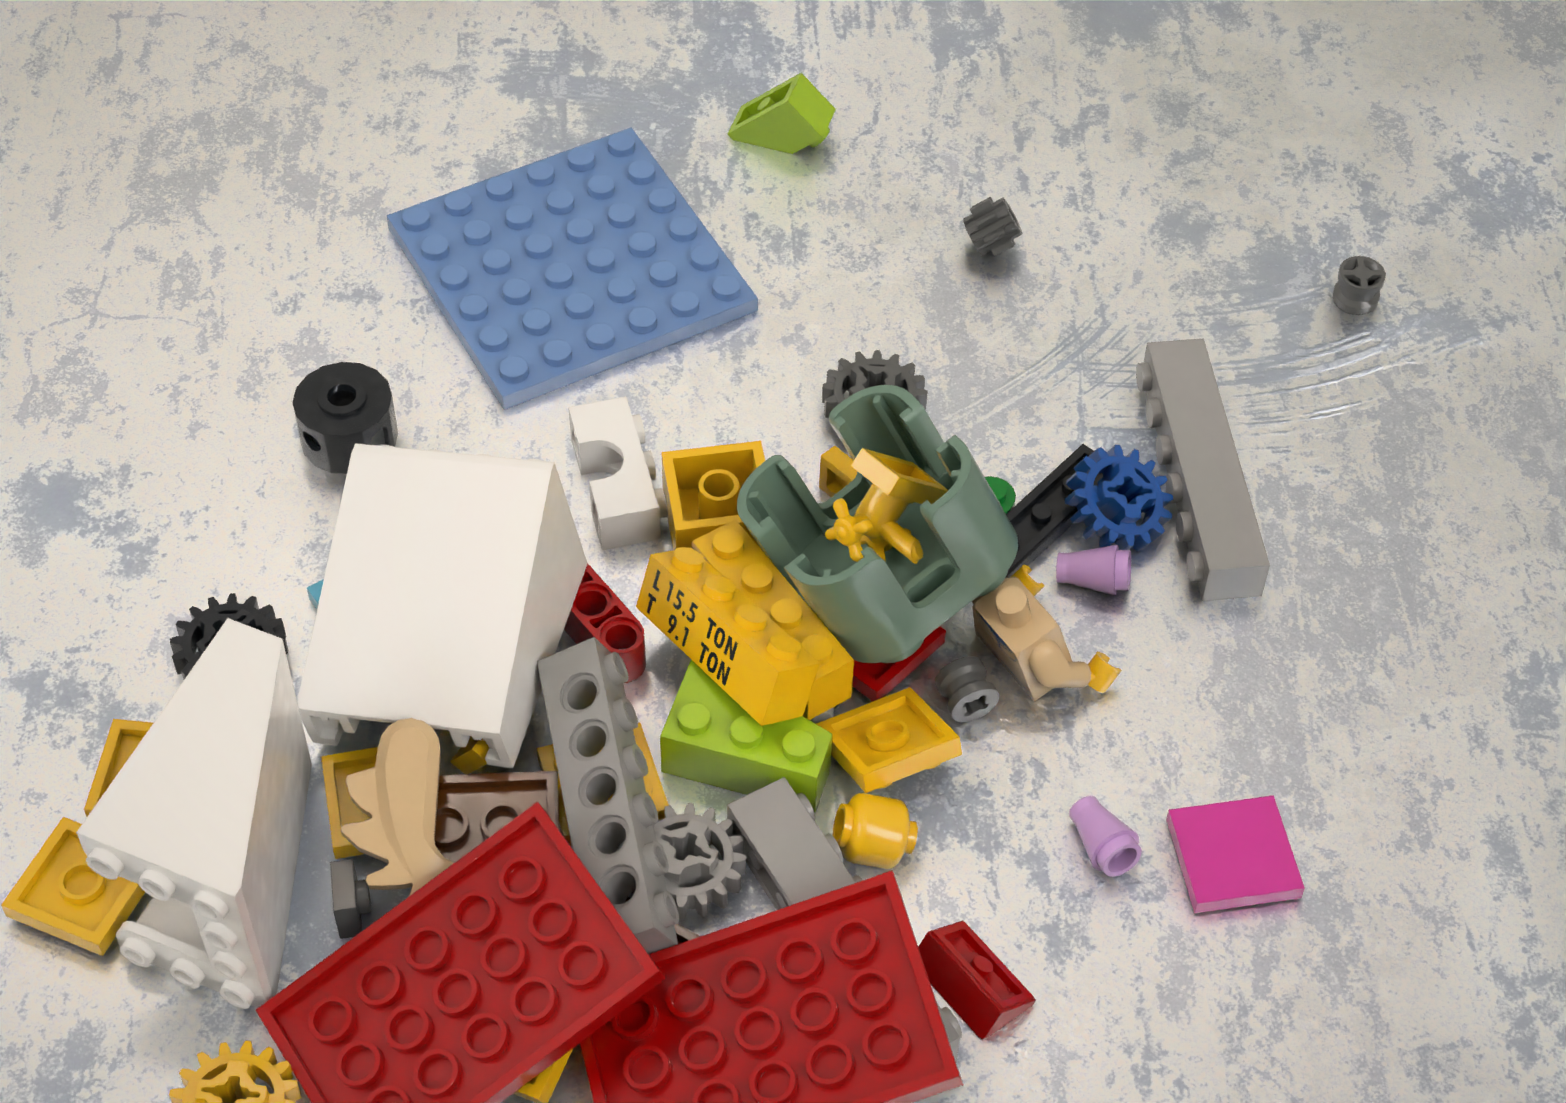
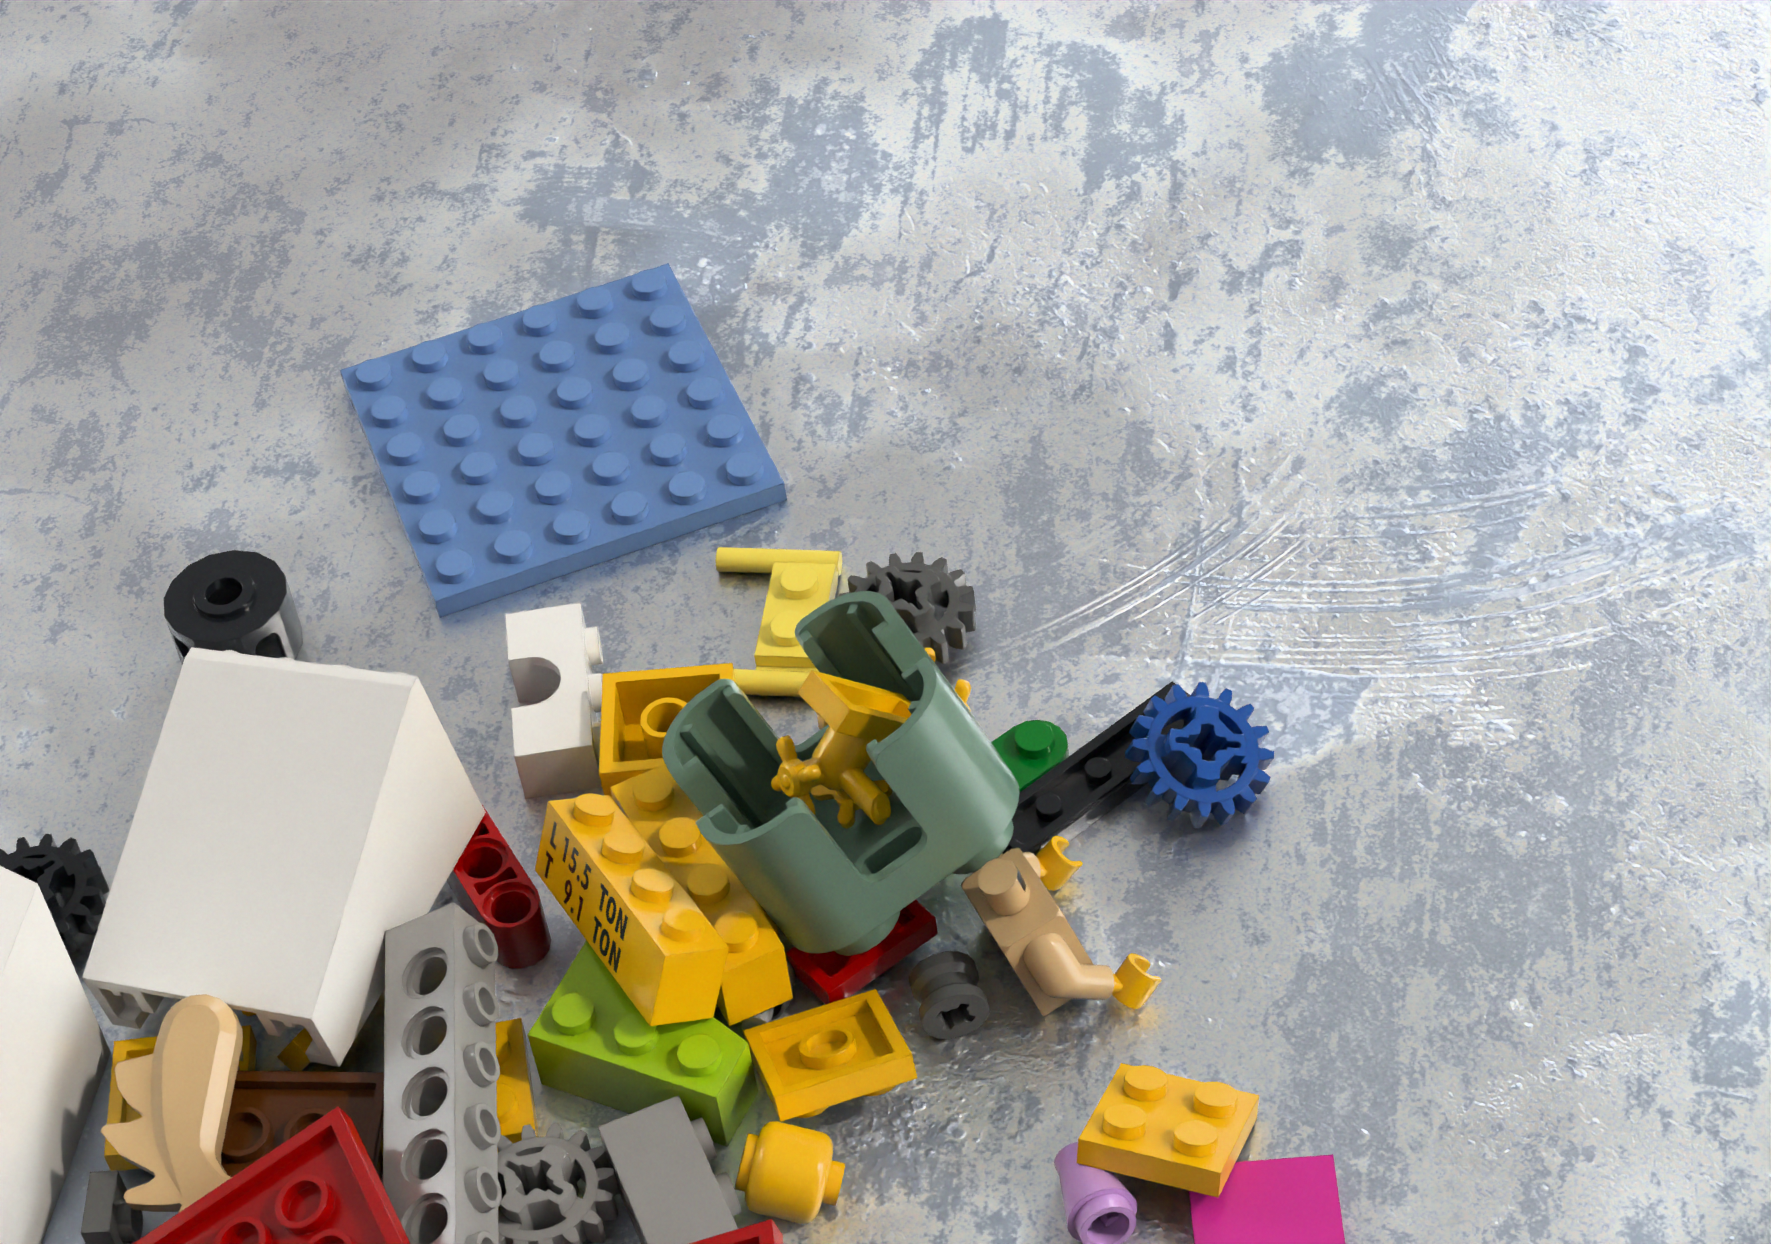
camera: 15 degrees right, 5 degrees down
(785, 117) = (866, 253): lime slope -> none
(786, 399) = (796, 587): none -> light yellow plate
(992, 226) = (1105, 395): dark grey gear -> none
(1097, 569) = (1158, 846): lavender cone -> none
(1152, 783) = (1168, 1129): none -> yellow plate
(1202, 471) = (1324, 722): light grey brick -> none
(1358, 285) = (1590, 482): dark grey wheel -> none

